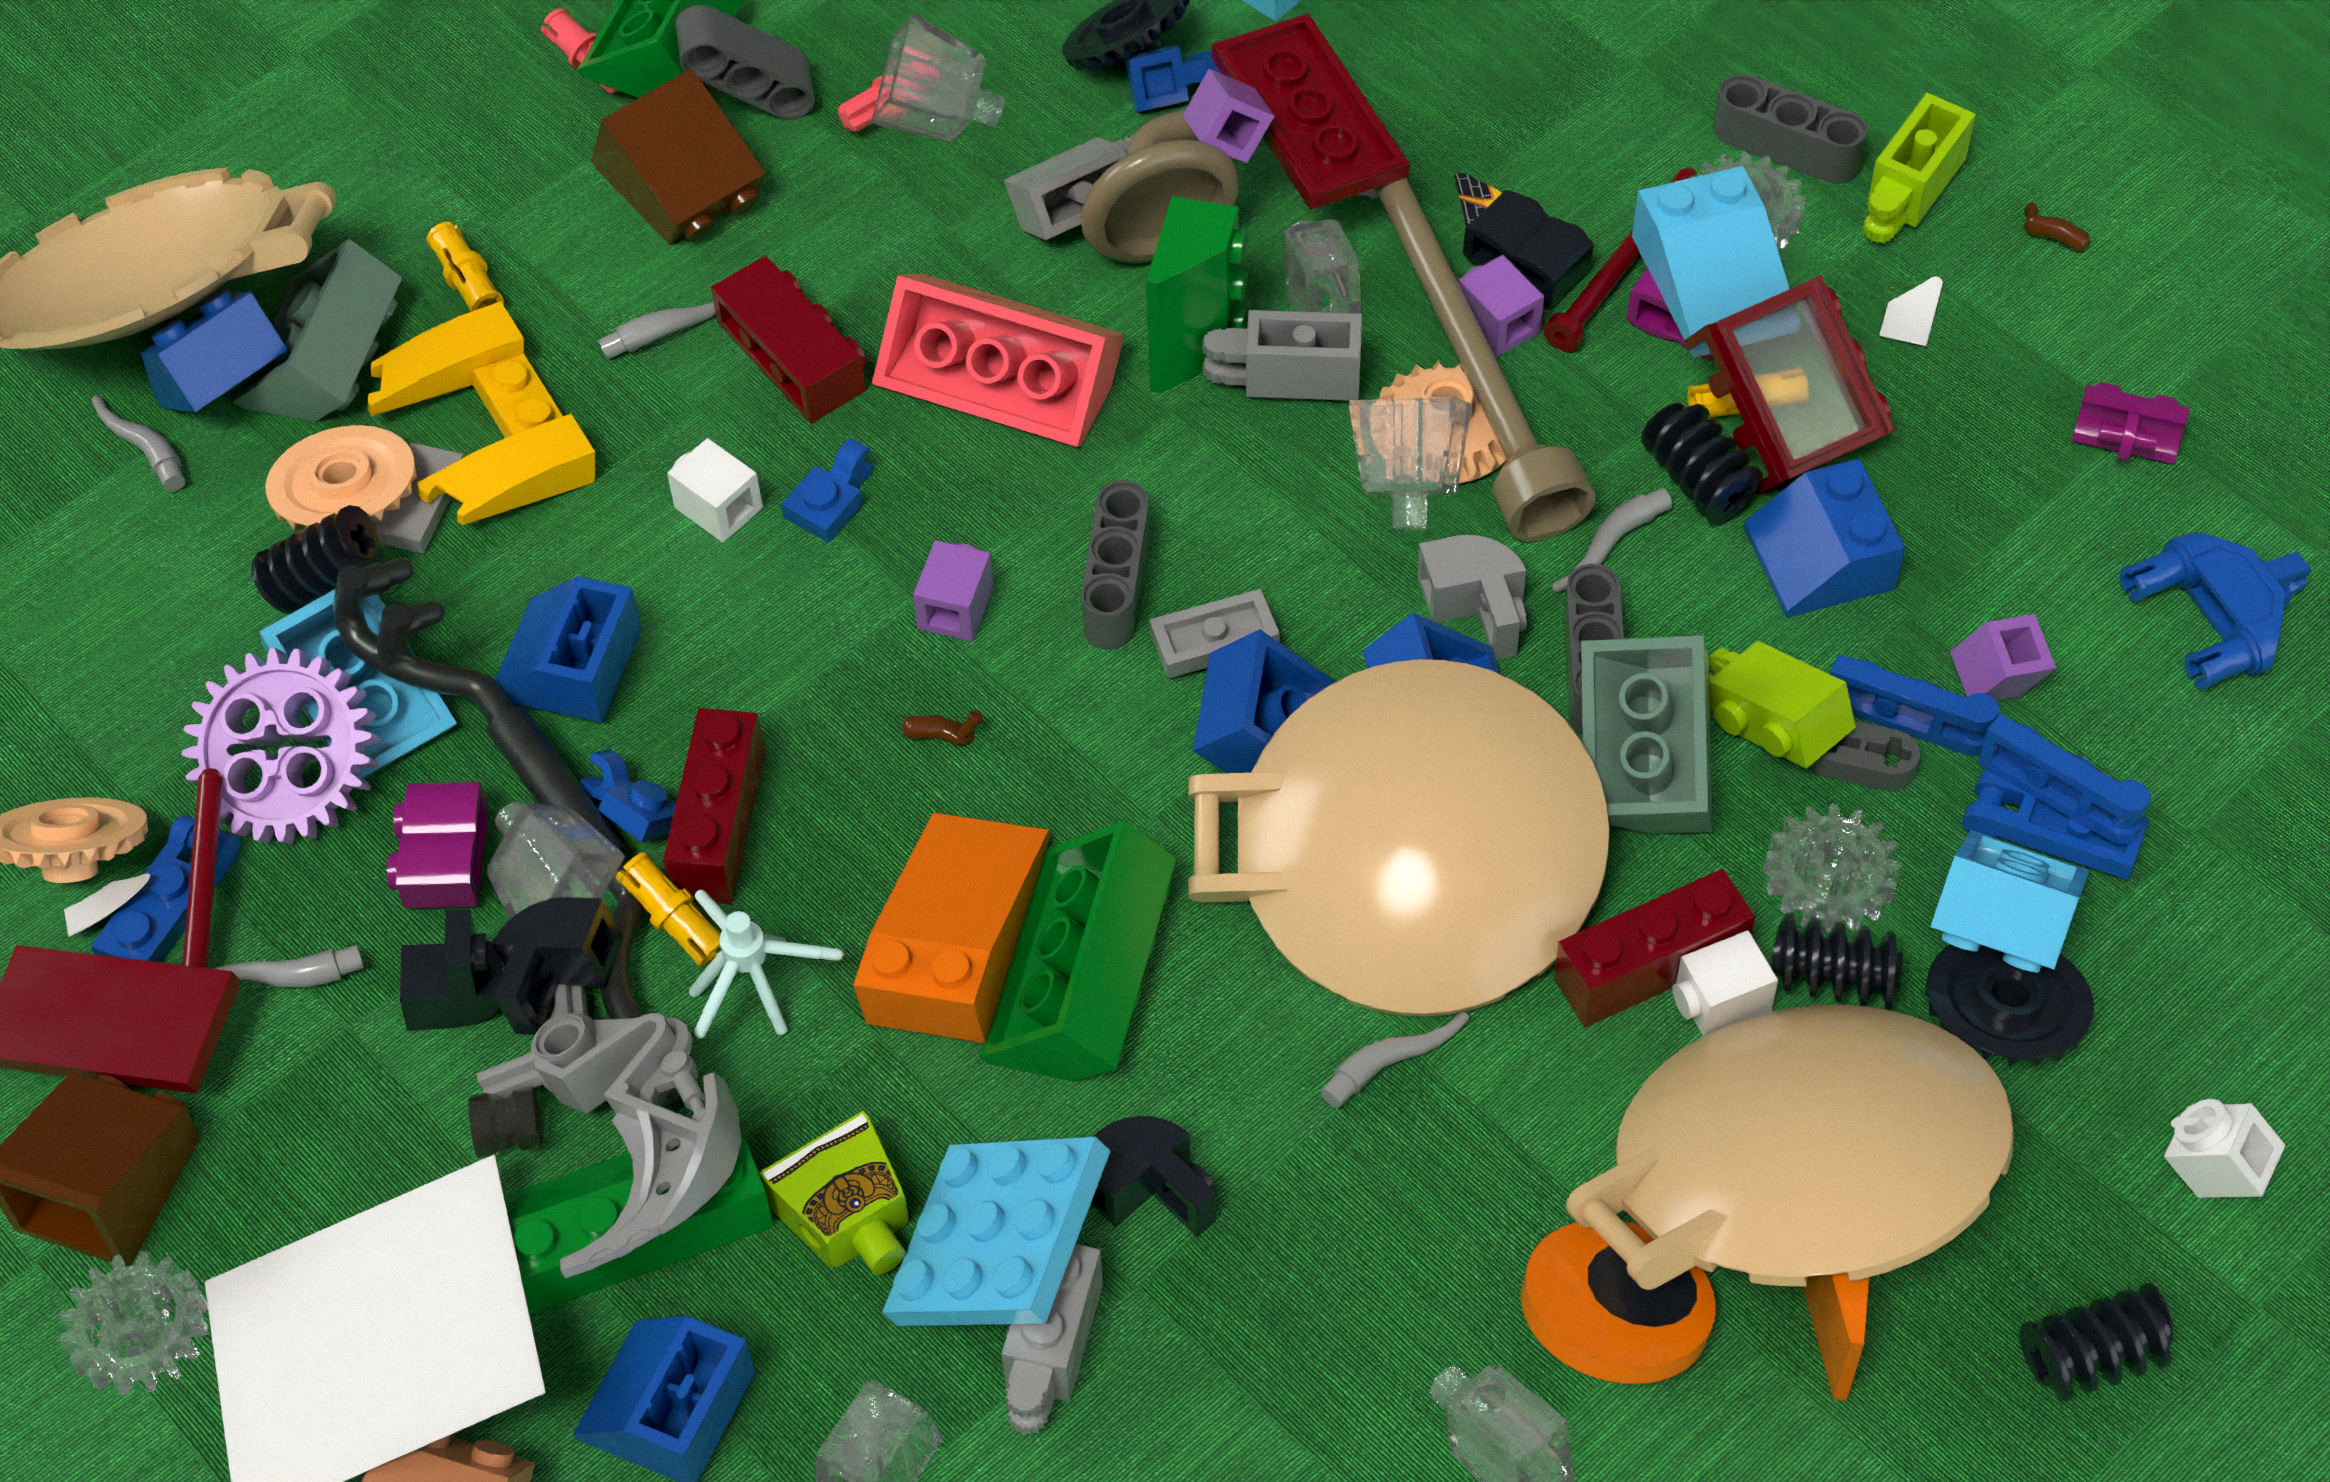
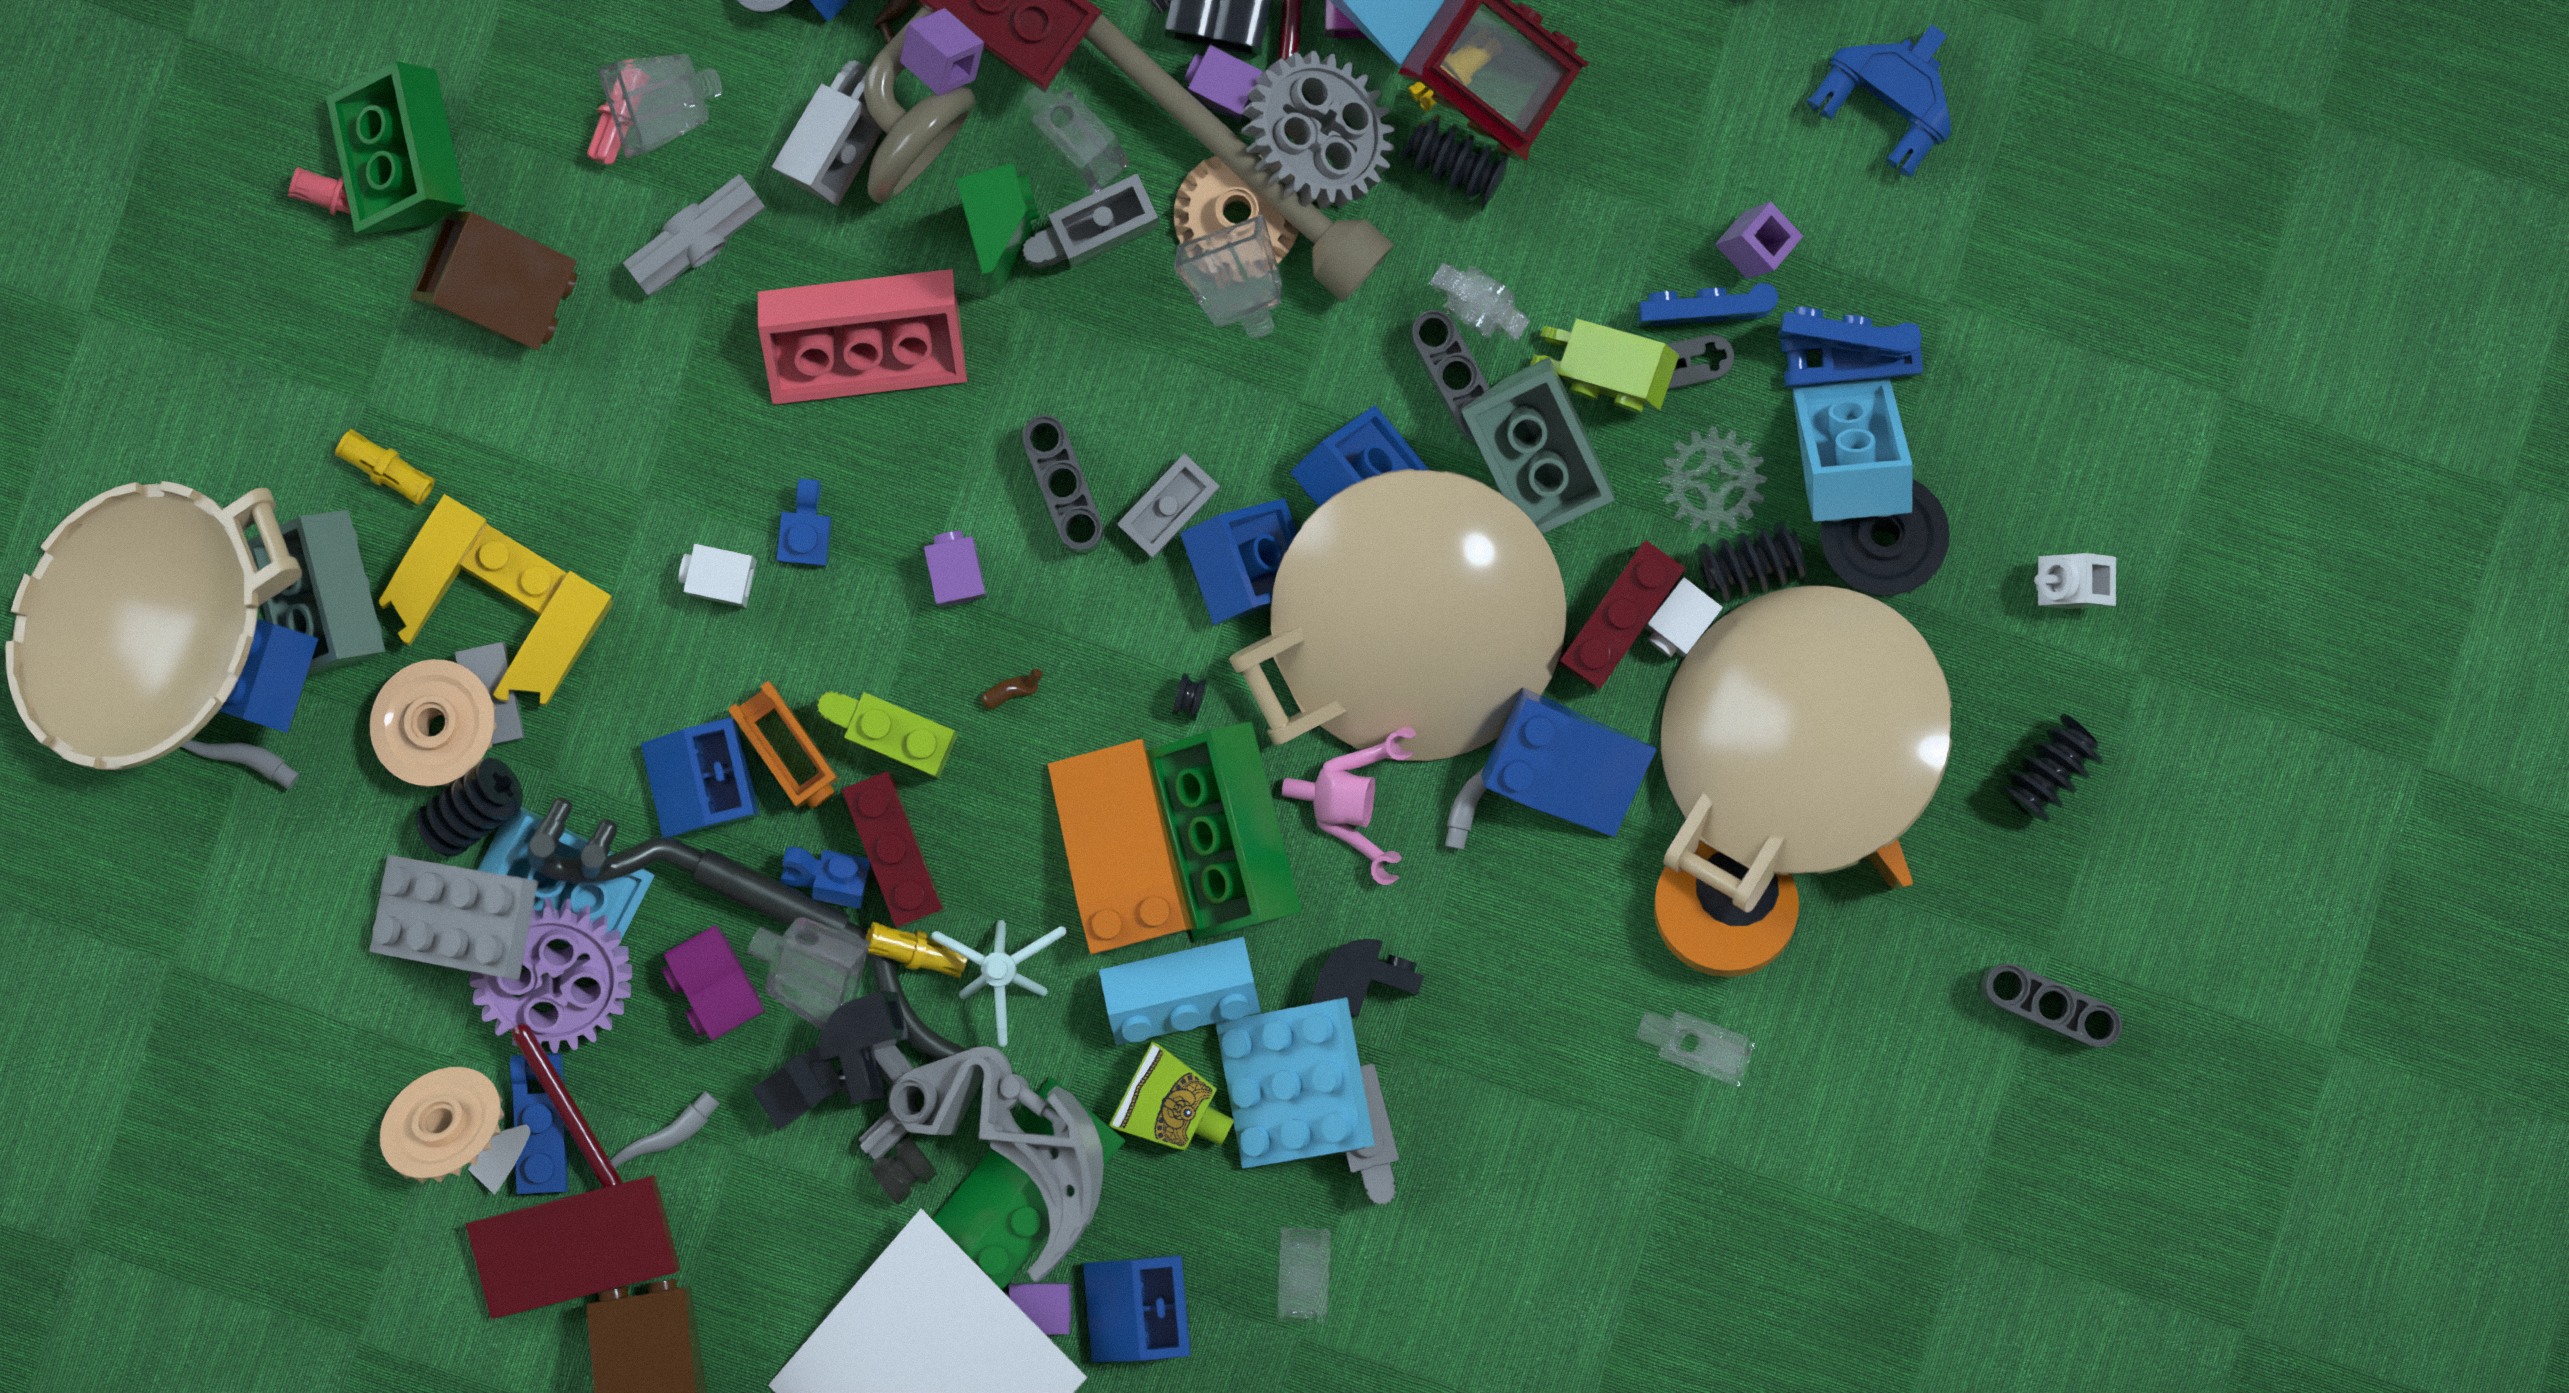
camera: 30 degrees left, 30 degrees up
(223, 634) = (453, 917): none -> light grey plate
(566, 1338) = (1044, 1304): none -> medium lavender brick
(653, 326) = (574, 440): light grey animal -> none
(673, 715) = (813, 791): none -> orange window
(744, 62) = (493, 161): dark grey beam -> none
(789, 338) = (689, 402): dark red brick -> none
(791, 698) = (891, 731): none -> lime hinge
(893, 213) = (694, 235): none -> light grey piece
(928, 1081) = (1179, 991): none -> medium azure brick
(1123, 805) = (1189, 697): none -> black bush
(1243, 986) = (1349, 799): none -> bright pink piece
(1475, 577) = (1342, 354): light grey brick -> none
(1509, 1058) = (1566, 764): none -> blue slope
(1572, 367) = (1317, 130): none -> light grey gear
(1619, 522) = (1416, 238): light grey animal -> none
(1658, 577) = (1479, 302): none -> clear gear
(1826, 540) = (1578, 188): blue slope -> none

